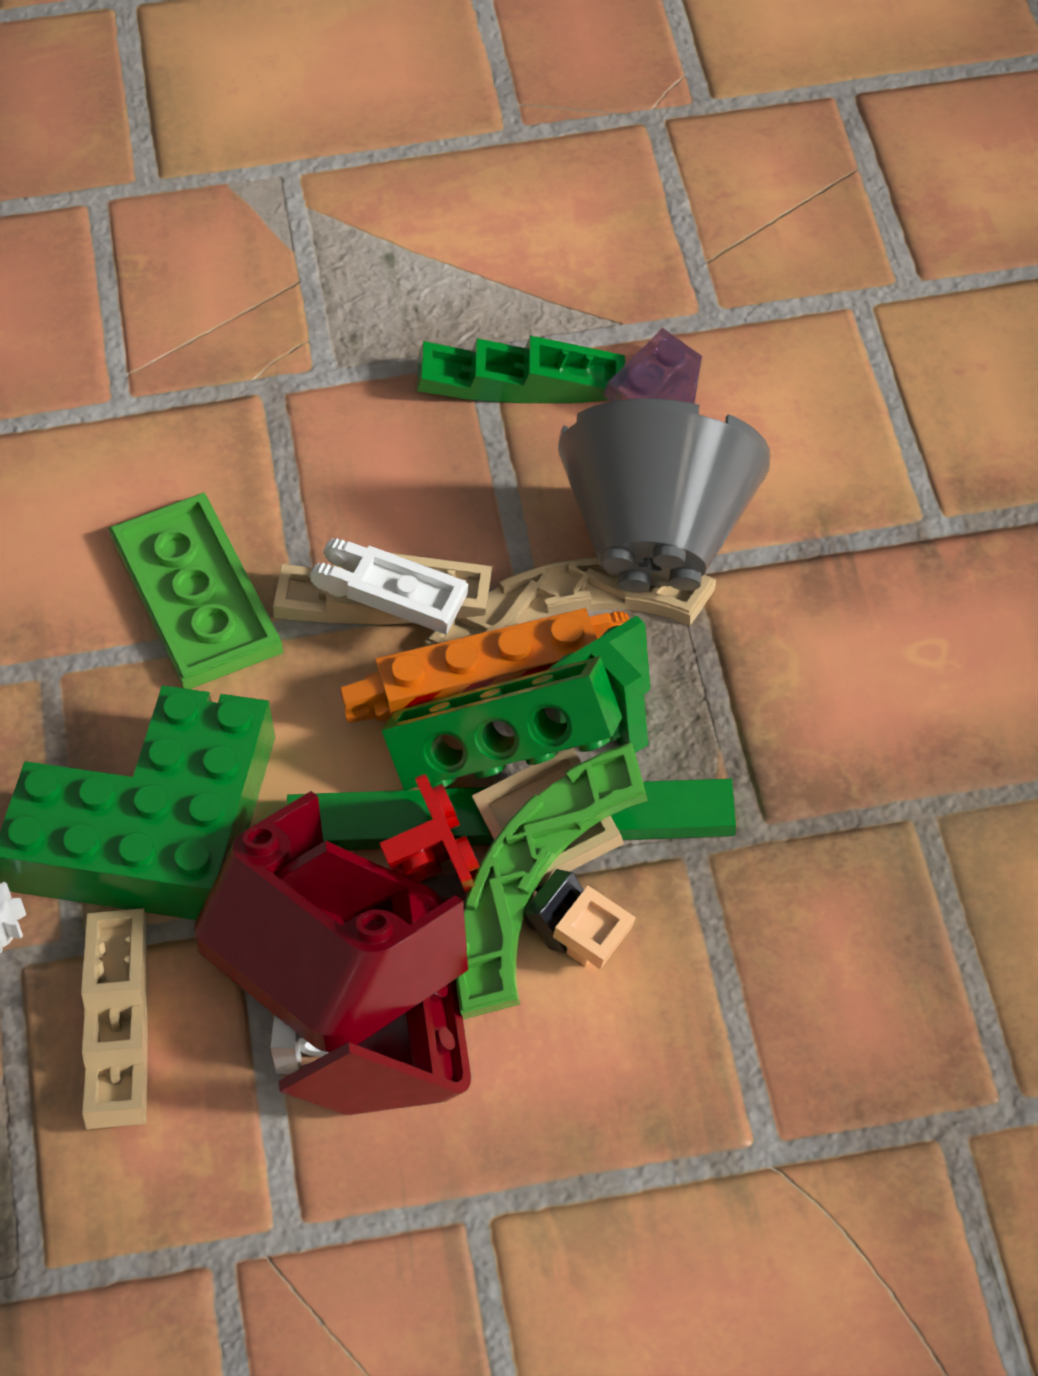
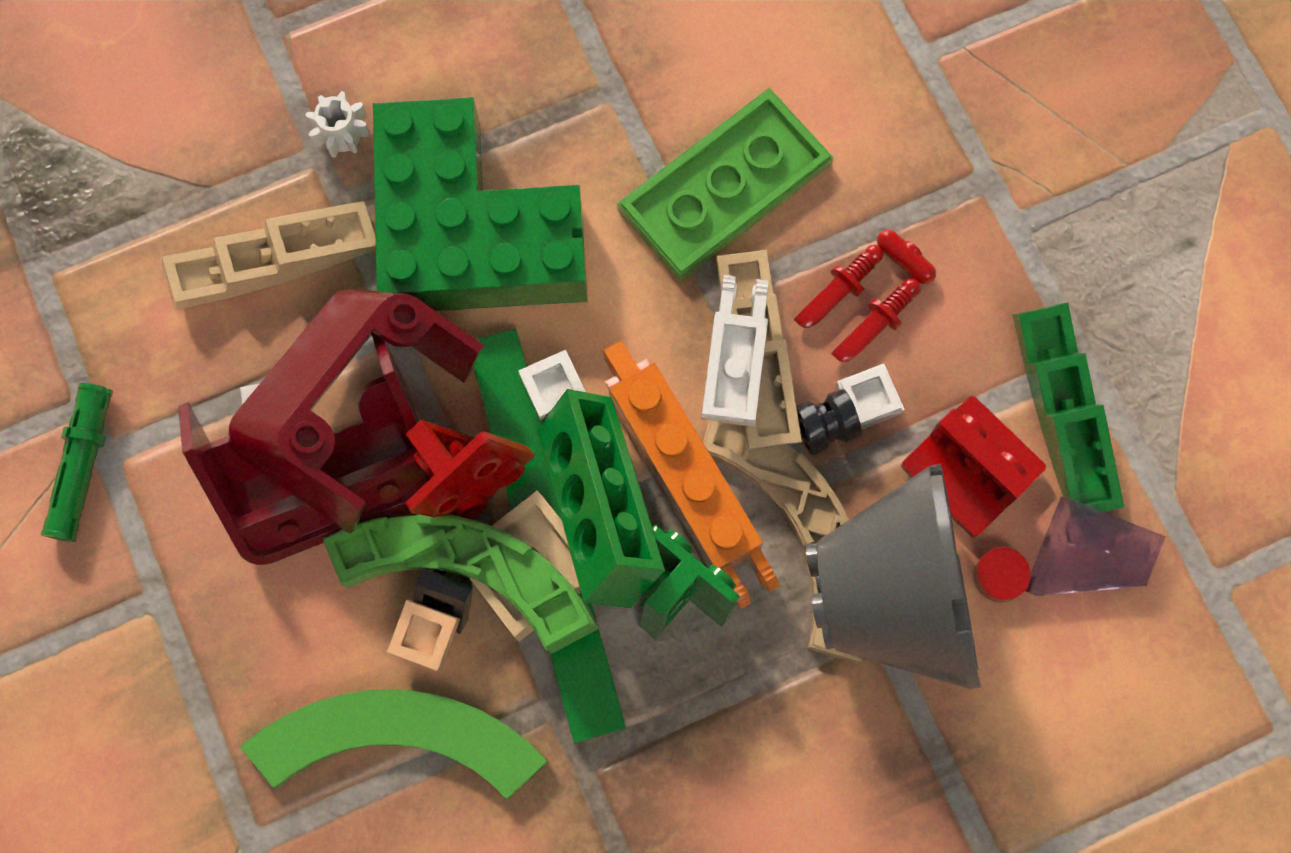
camera: 75 degrees right, 20 degrees up
(228, 1231) = (77, 461): none -> green pin
(337, 510) = (883, 313): none -> red piece
(364, 764) = (549, 380): none -> white tile
(459, 521) = (872, 395): none -> white tile
(476, 541) = (828, 421): none -> black wheel
(531, 455) = (980, 464): none -> red bracket
(671, 986) = (394, 719): none -> bright green tile

